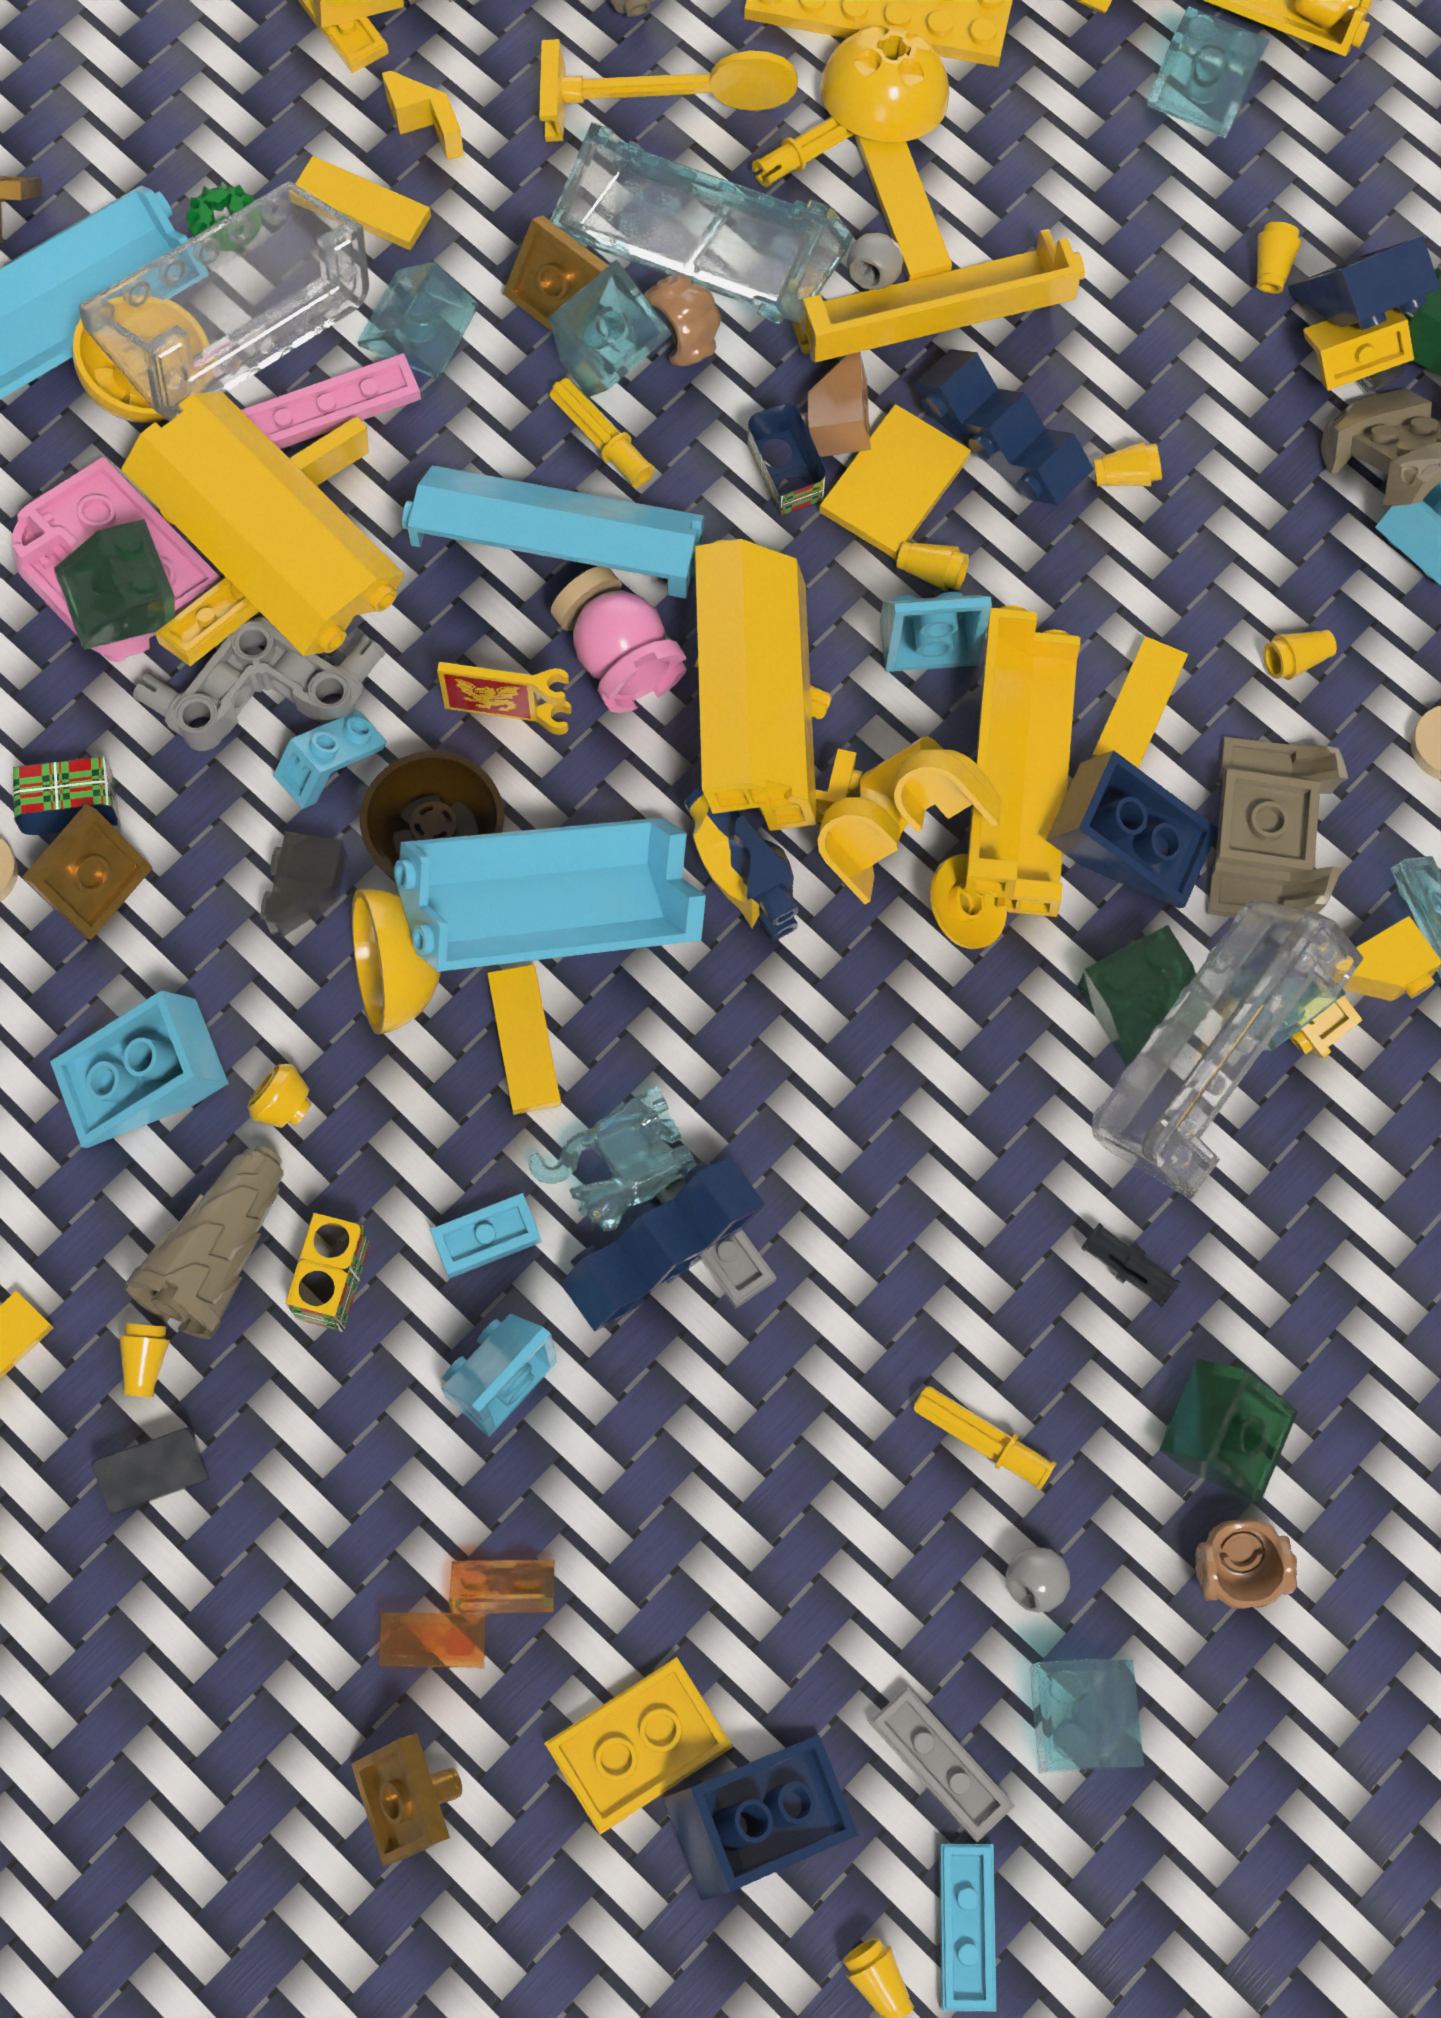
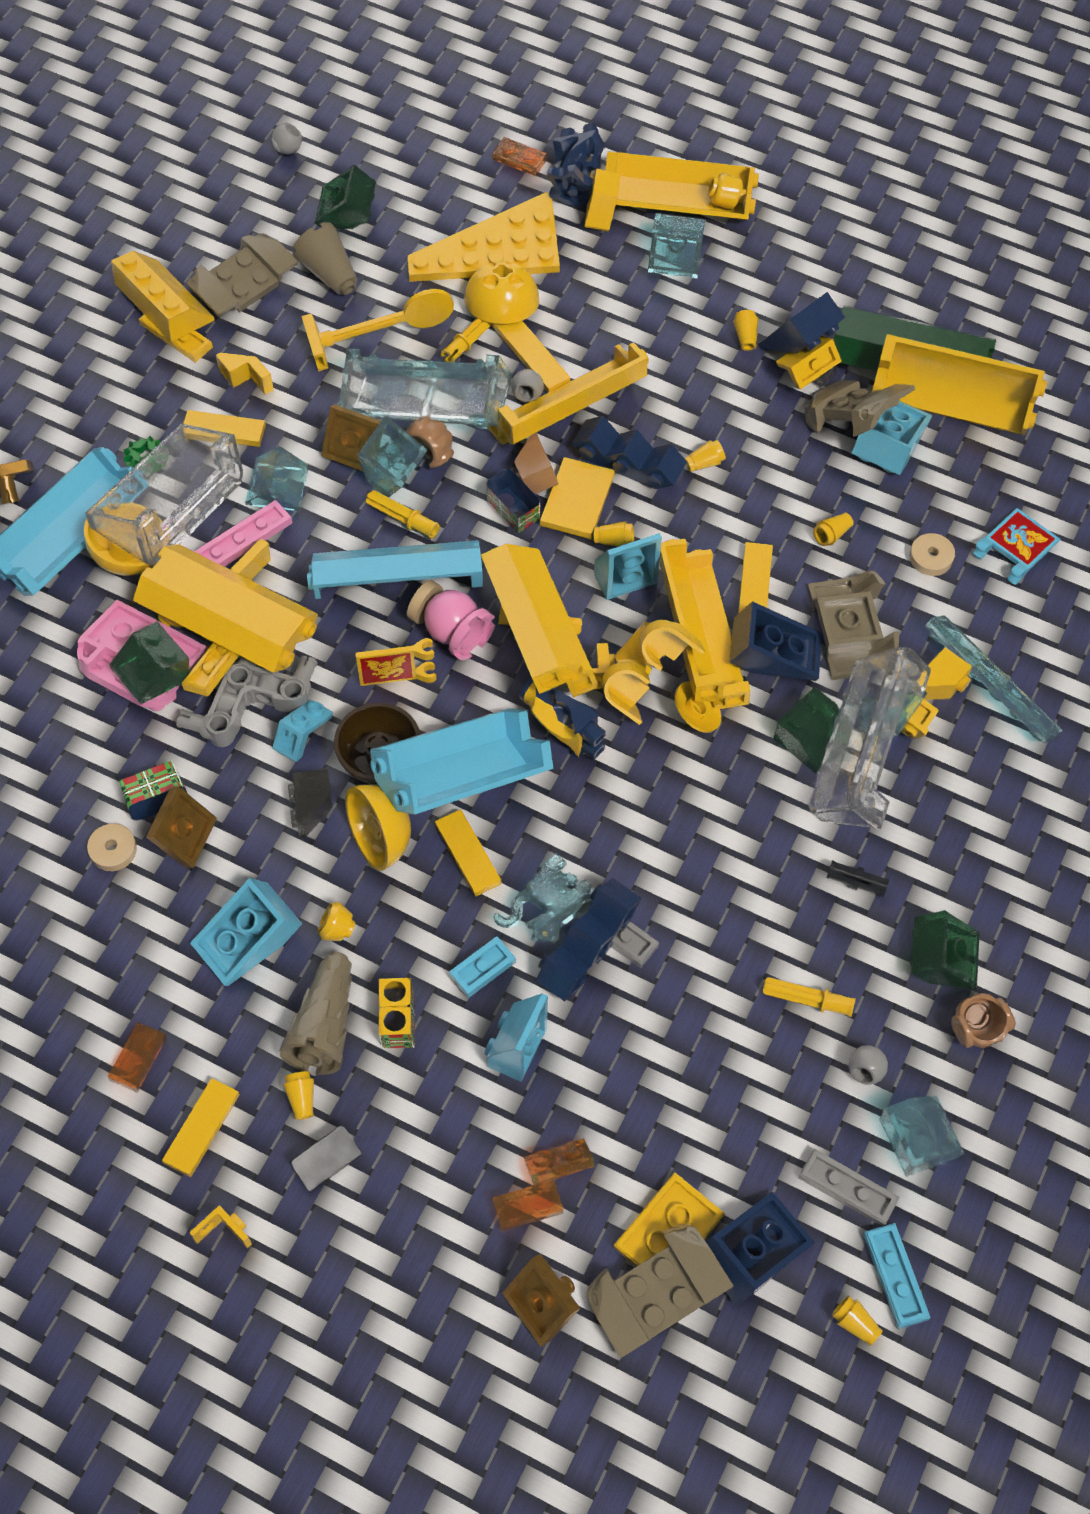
camera: 15 degrees left, 10 degrees down
(583, 1838) = (657, 1290): none -> dark tan piece

